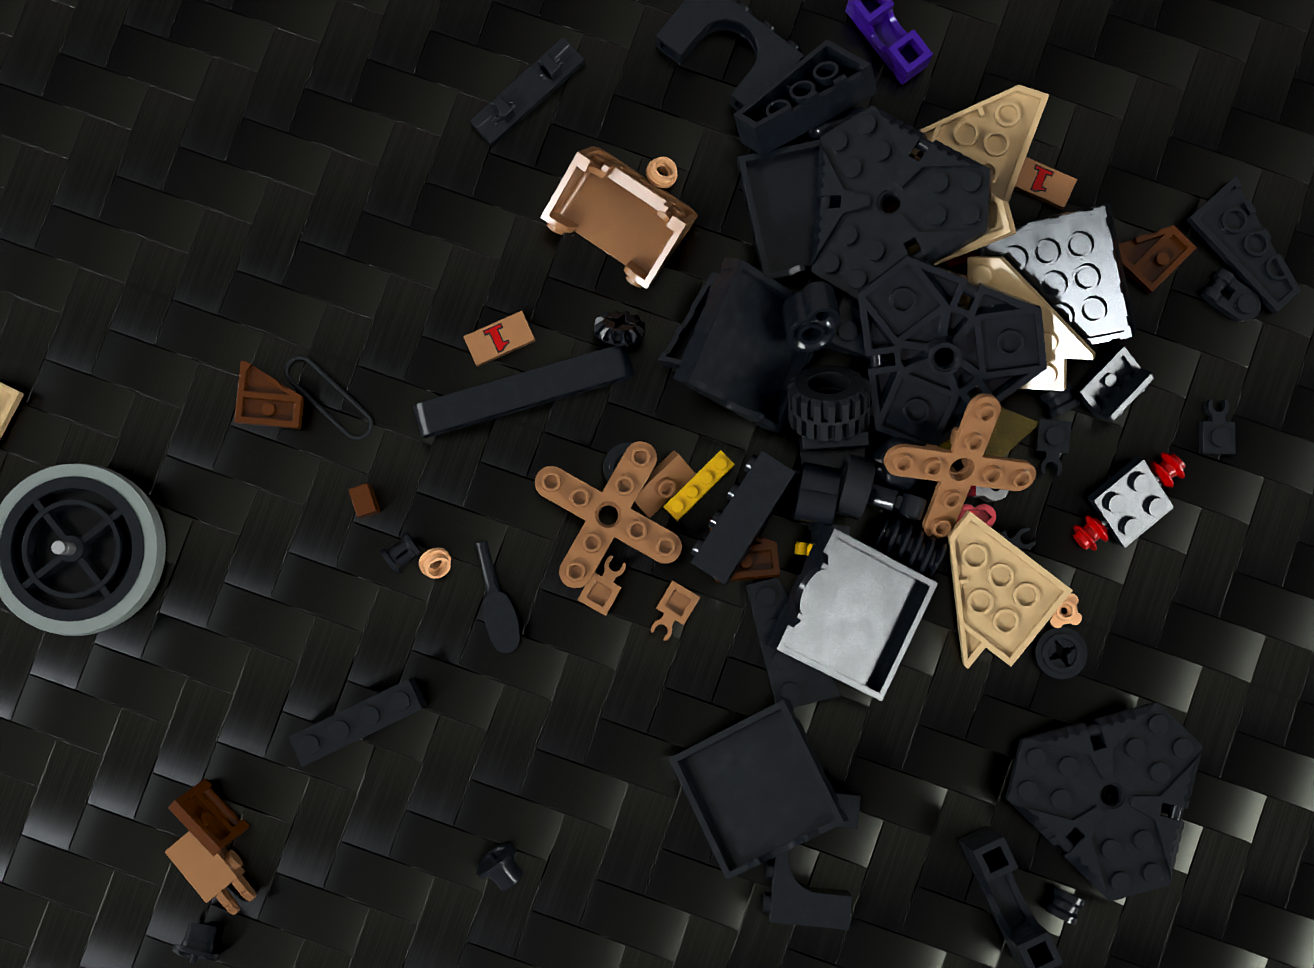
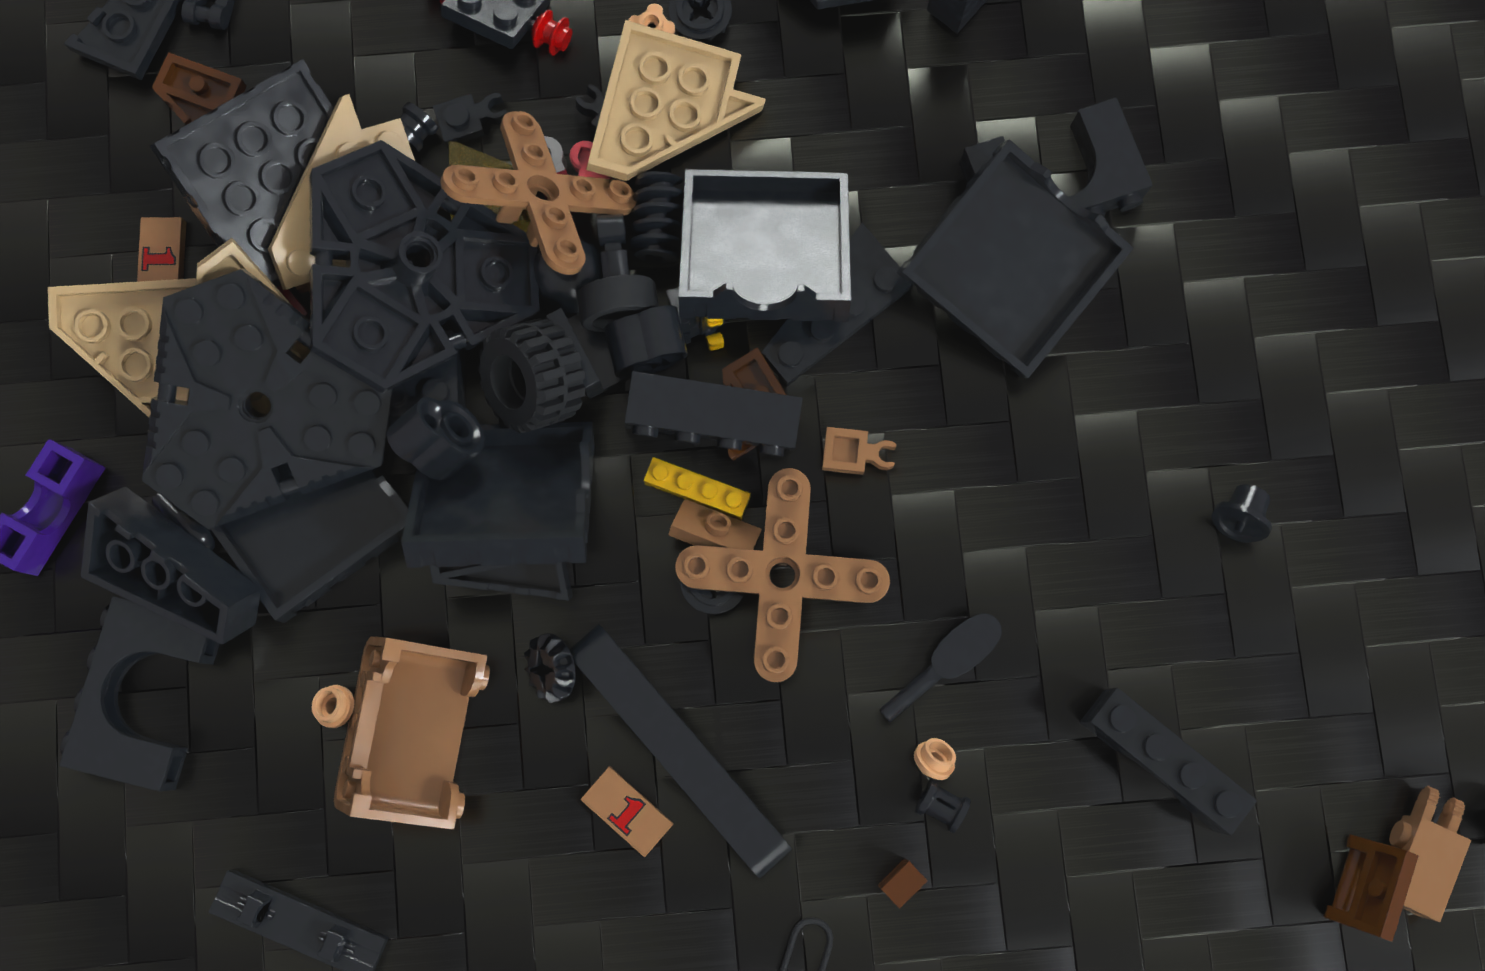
camera: 115 degrees left, 5 degrees down
(602, 590) = (872, 542): medium nougat plate -> none
(1113, 384) = (370, 75): black bracket -> none

